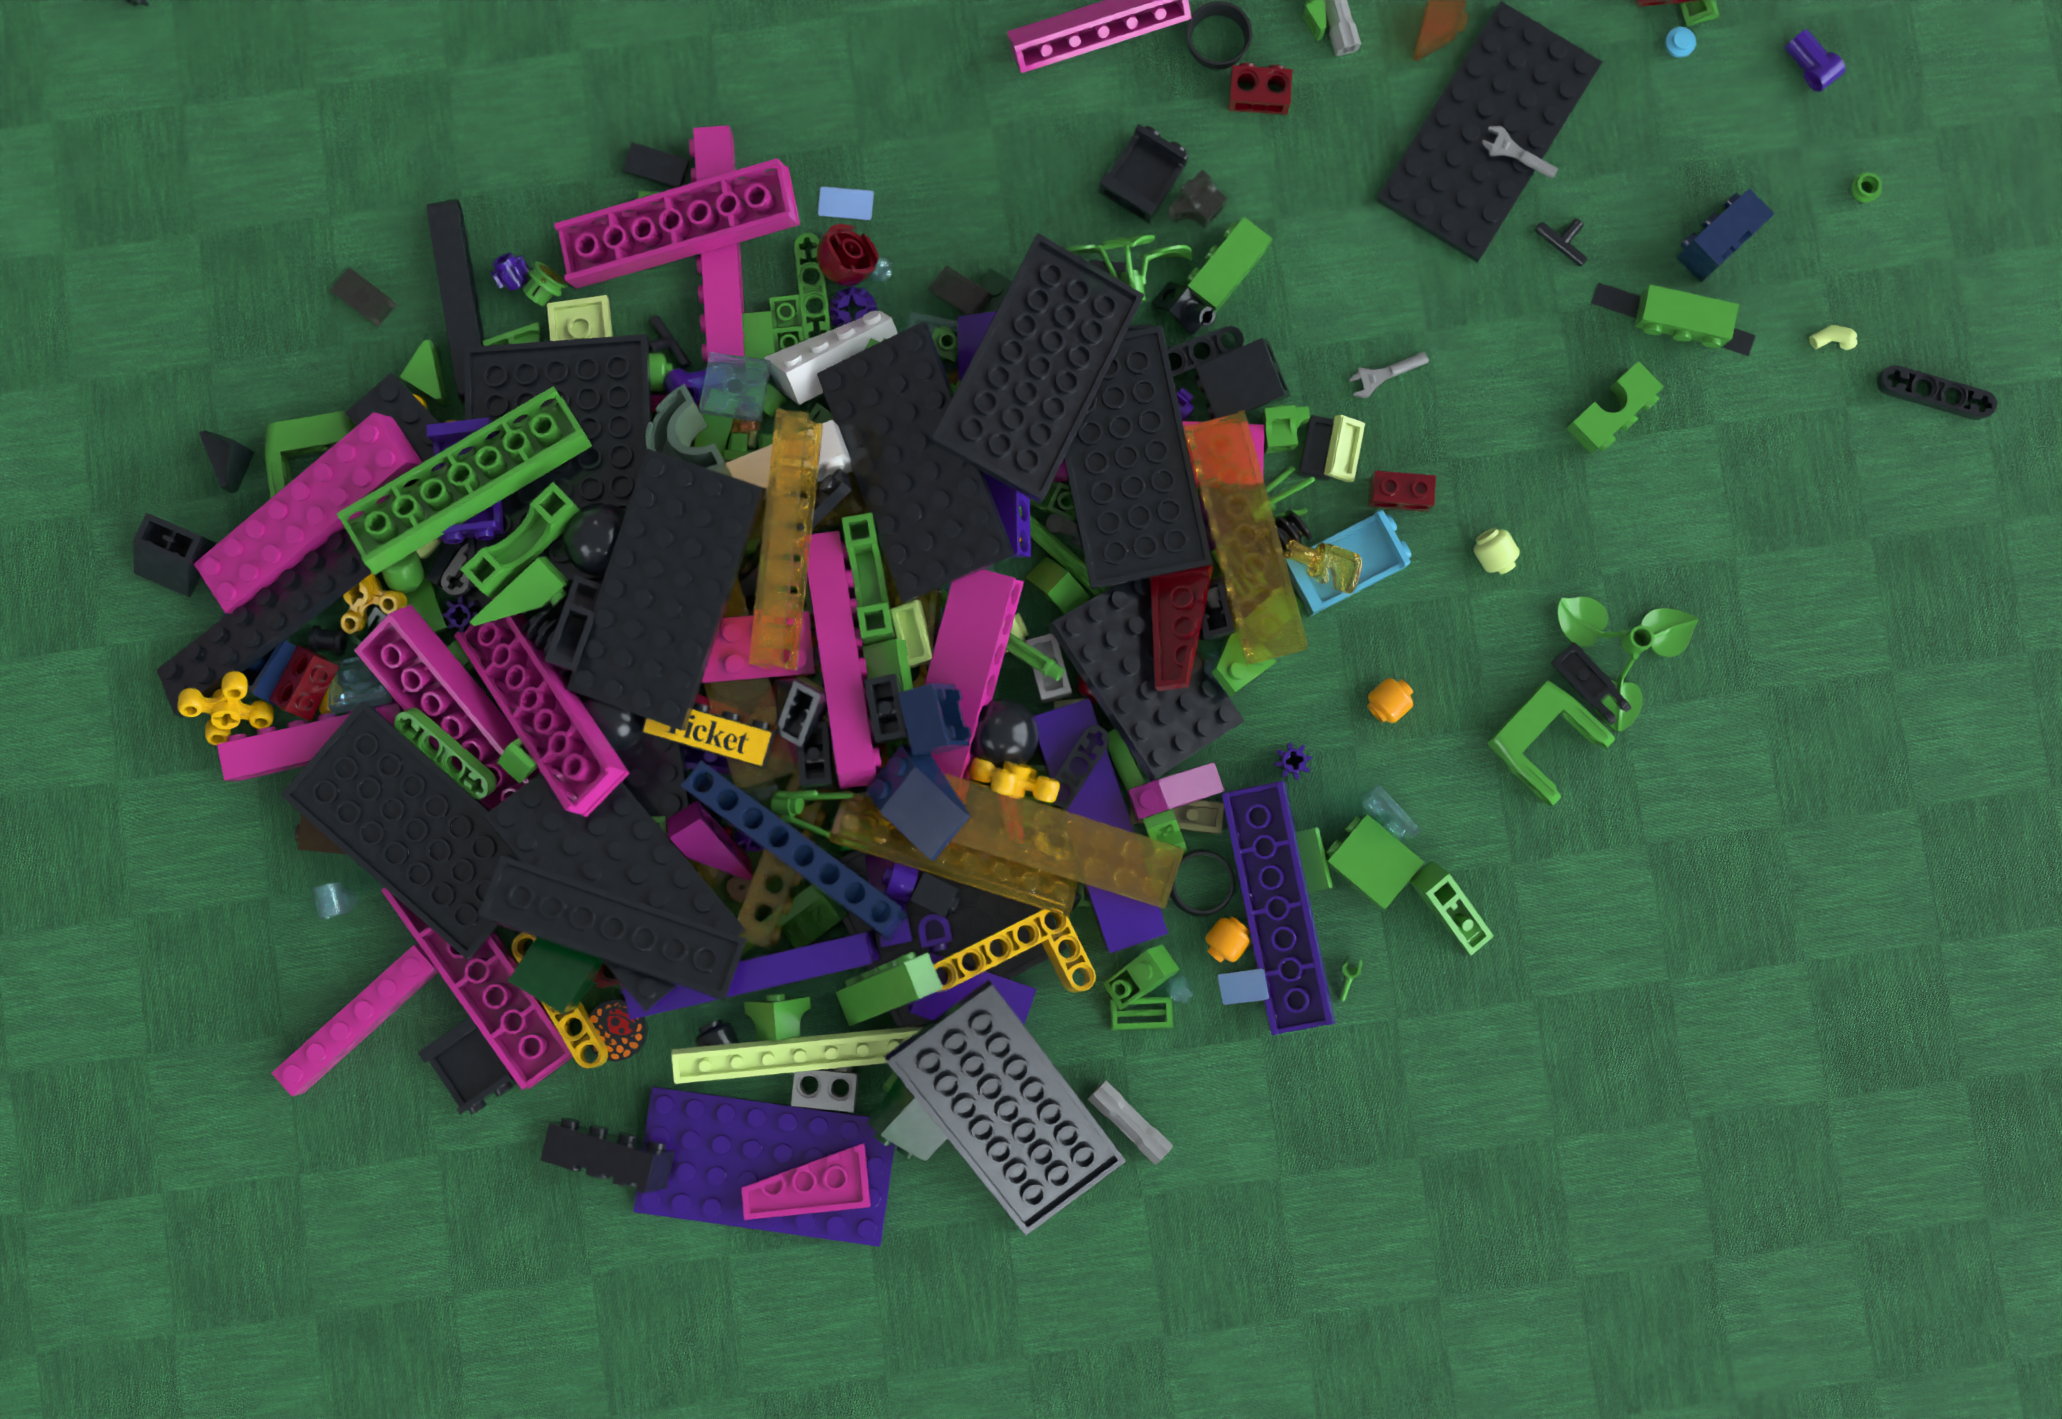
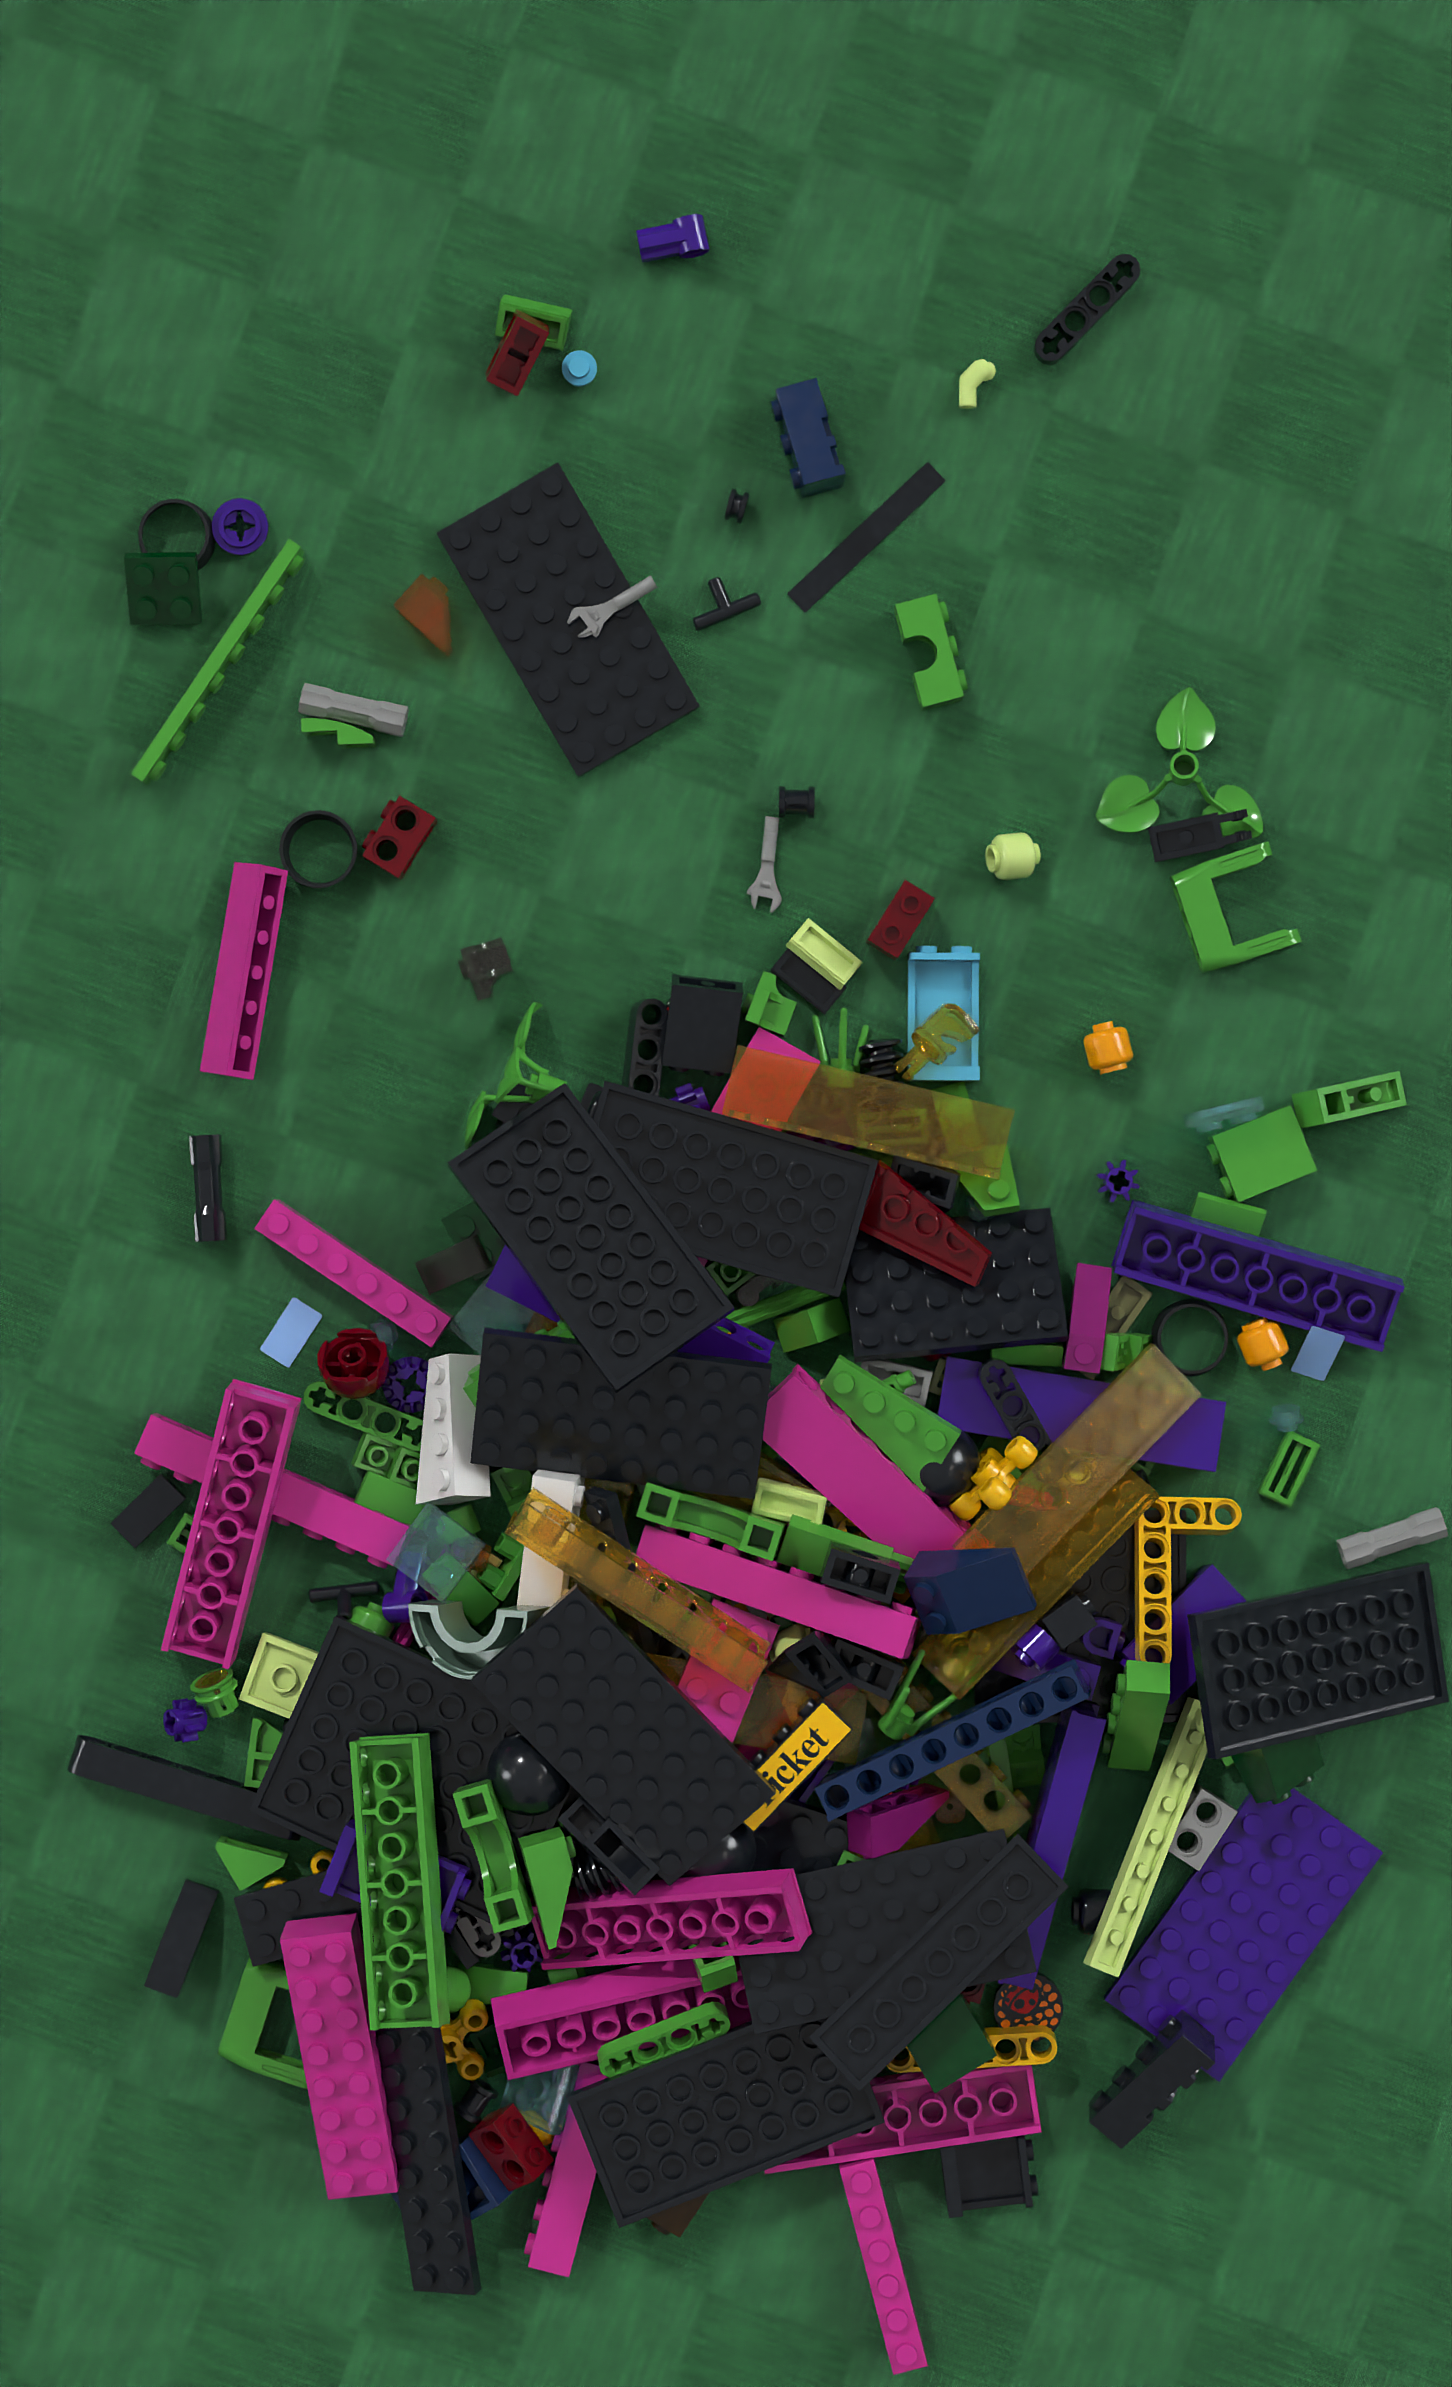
camera: 60 degrees left, 5 degrees up
(168, 554) = (301, 2217): black slope -> none
(225, 708) = (496, 2239): yellow gear -> none
(228, 459) = (230, 2111): black slope -> none
(333, 900) = (751, 2227): clear light blue piece -> none
(341, 354) = (181, 1938): none -> black slope
(363, 297) = (129, 1885): clear smoke slope -> none
(777, 1015) = (1101, 1838): bright green brick -> none
(815, 1187) = (1292, 1887): dark pink wing -> none
(915, 222) = (354, 1272): none -> dark pink brick
(934, 719) = (895, 1531): dark blue container -> none
(941, 73) = (209, 1213): none -> black axle
(946, 343) = (502, 1312): bright green plate -> none
(1018, 676) = (890, 1419): none -> bright green wing
(1141, 976) = (1254, 1450): bright green slope -> none
(1144, 173) = (425, 1005): black panel -> none
(1185, 307) = (590, 1040): black bracket -> none
(1228, 263) = (568, 971): bright green brick -> none
(1349, 974) = (1360, 1237): bright green hand -> none
(1447, 368) = (796, 802): none -> black bush
(1644, 209) = (736, 506): none -> black bush
(1686, 316) = (873, 526): bright green brick -> none
(1872, 181) = (840, 251): bright green plate -> none

